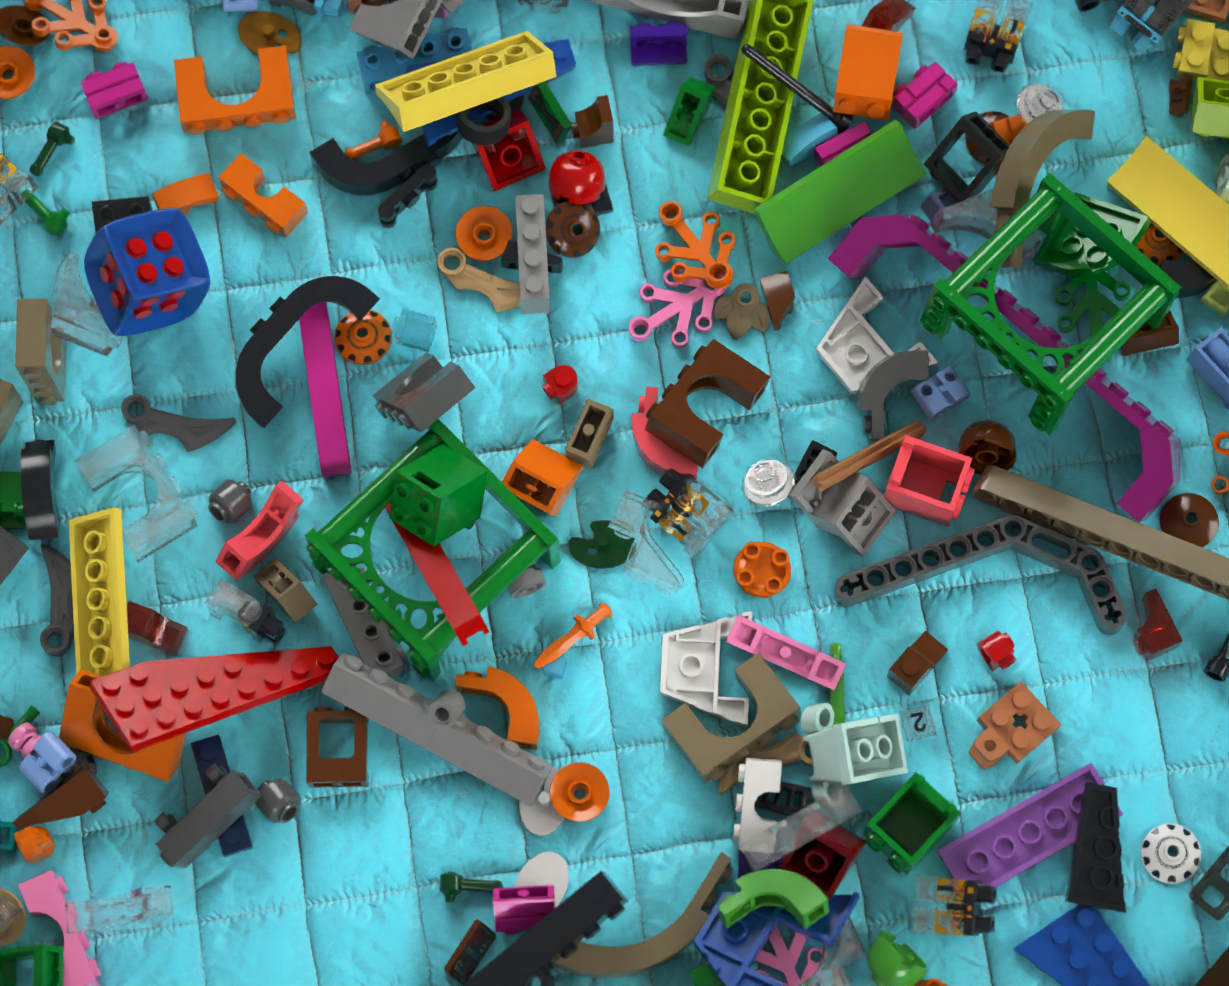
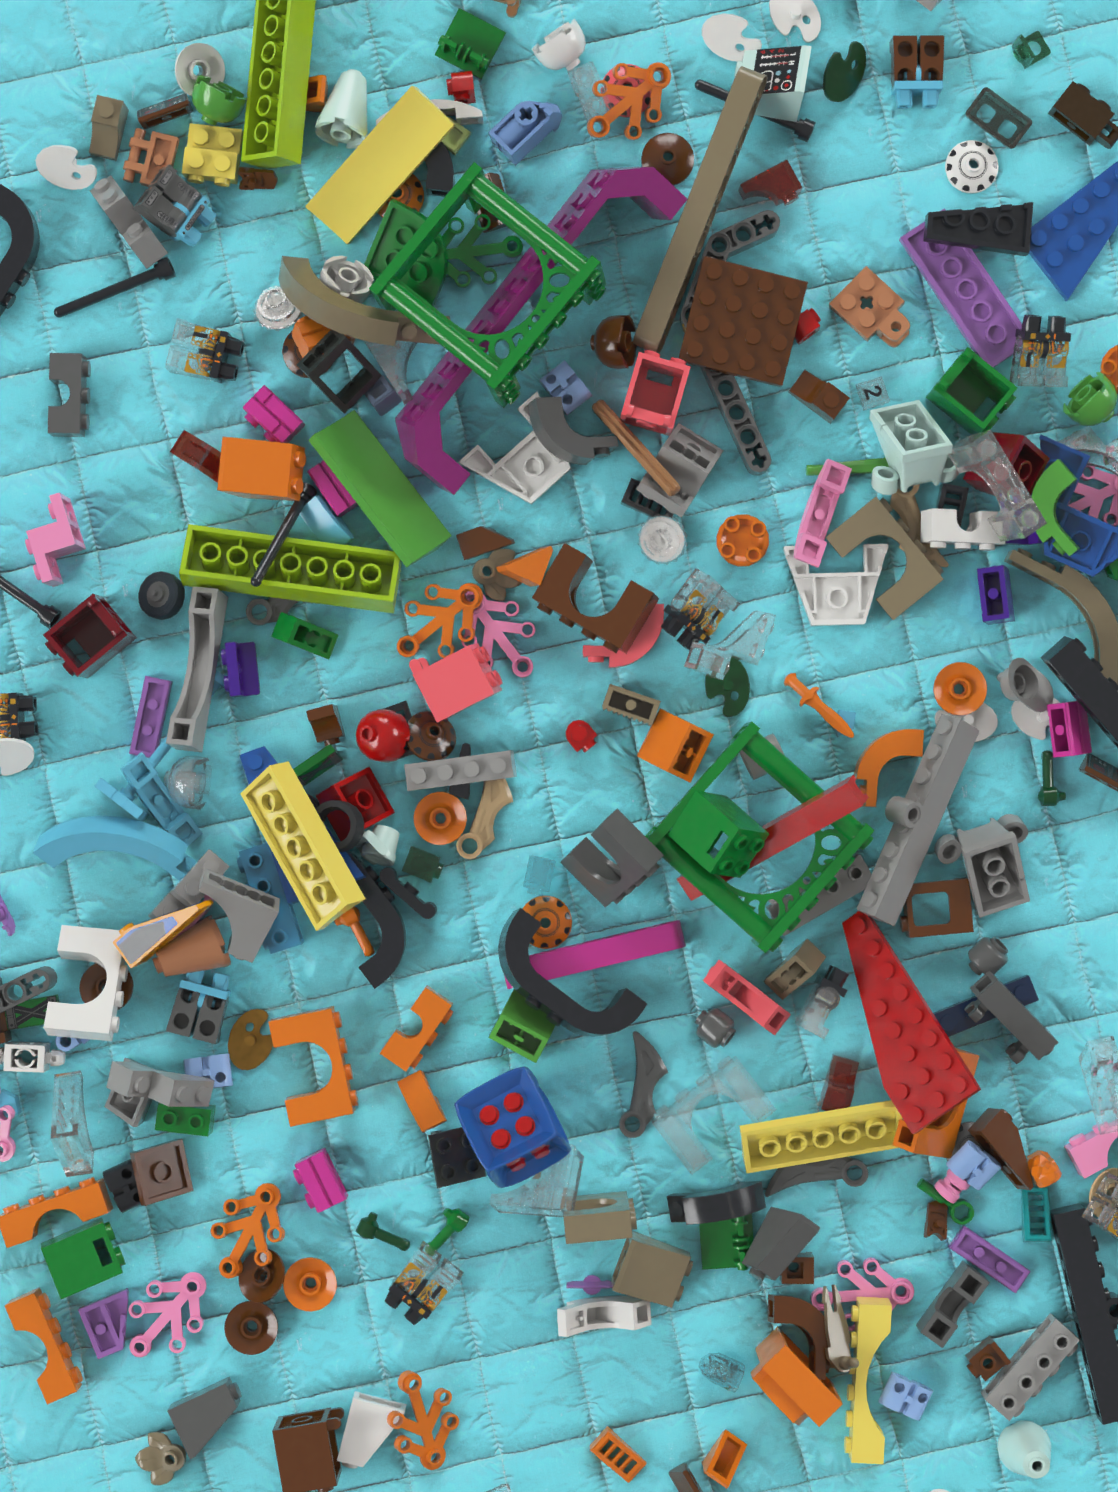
camera: 90 degrees left, 15 degrees up
(248, 297) = (522, 1028): none -> bright green slope
(381, 805) = (990, 862): none -> light grey piece
(436, 215) = (423, 864): none -> clear green bracket
(460, 169) = (380, 845): none -> light aqua piece
(576, 864) = (1026, 684): none -> light grey piece
(628, 253) = (456, 681): none -> coral container
(681, 836) = (995, 595): none -> dark purple brick
(747, 339) = (528, 568): none -> orange slope
(1002, 578) = (742, 321): none -> reddish brown plate
(1069, 166) = (347, 278): none -> white cylinder

